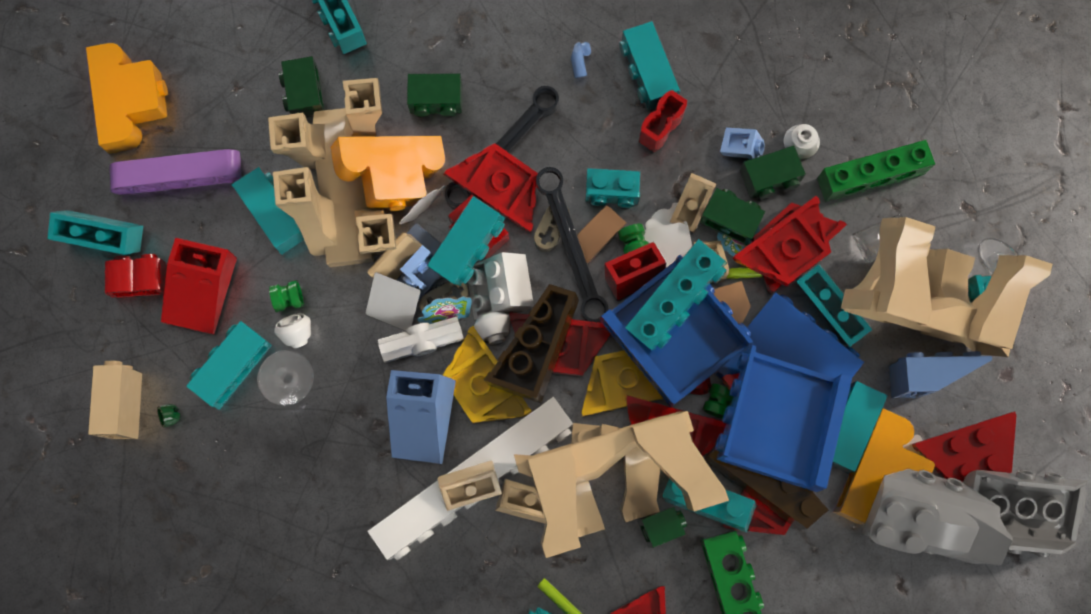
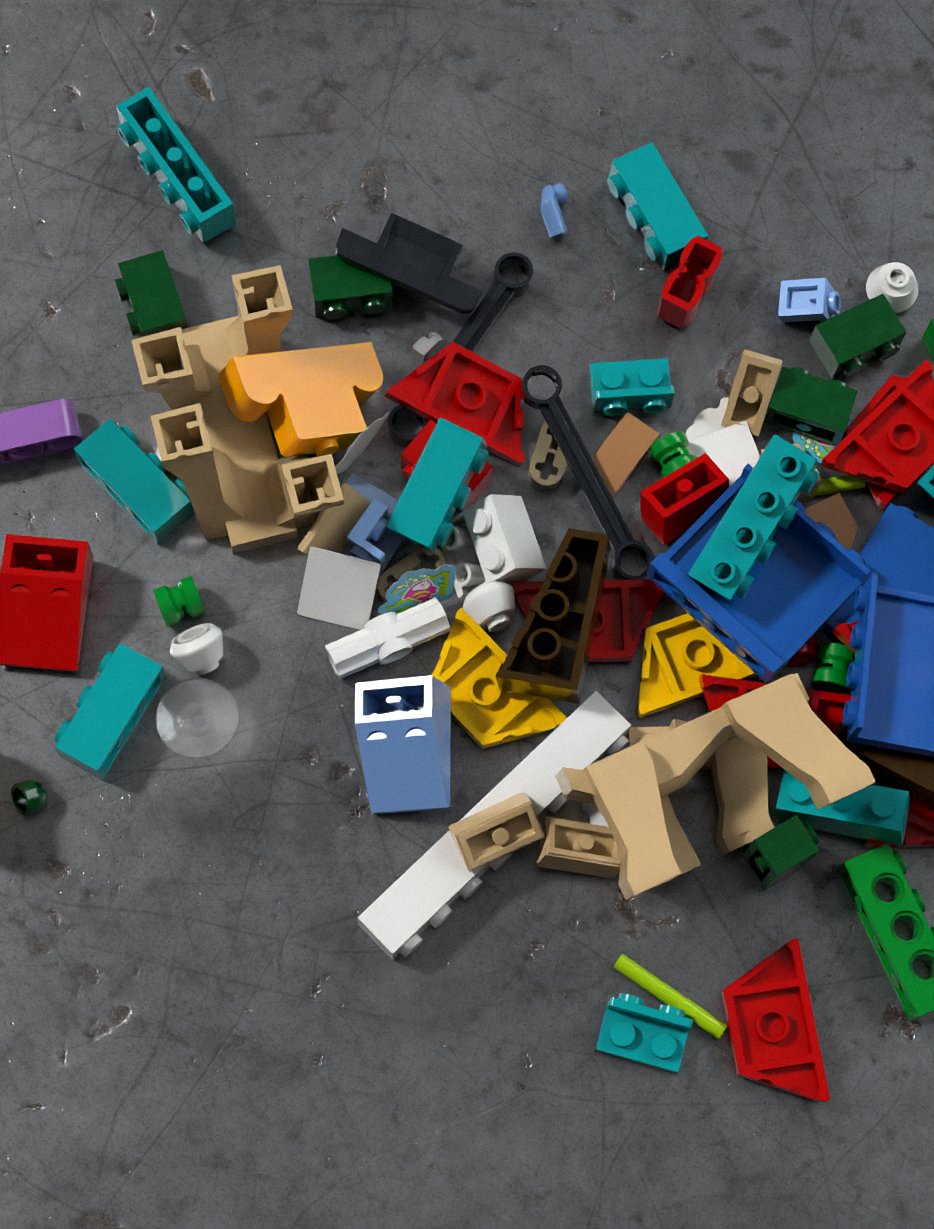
camera: 15 degrees left, 5 degrees down
(477, 82) = (413, 260): none -> black plate
(477, 144) = (426, 348): none -> light grey tile

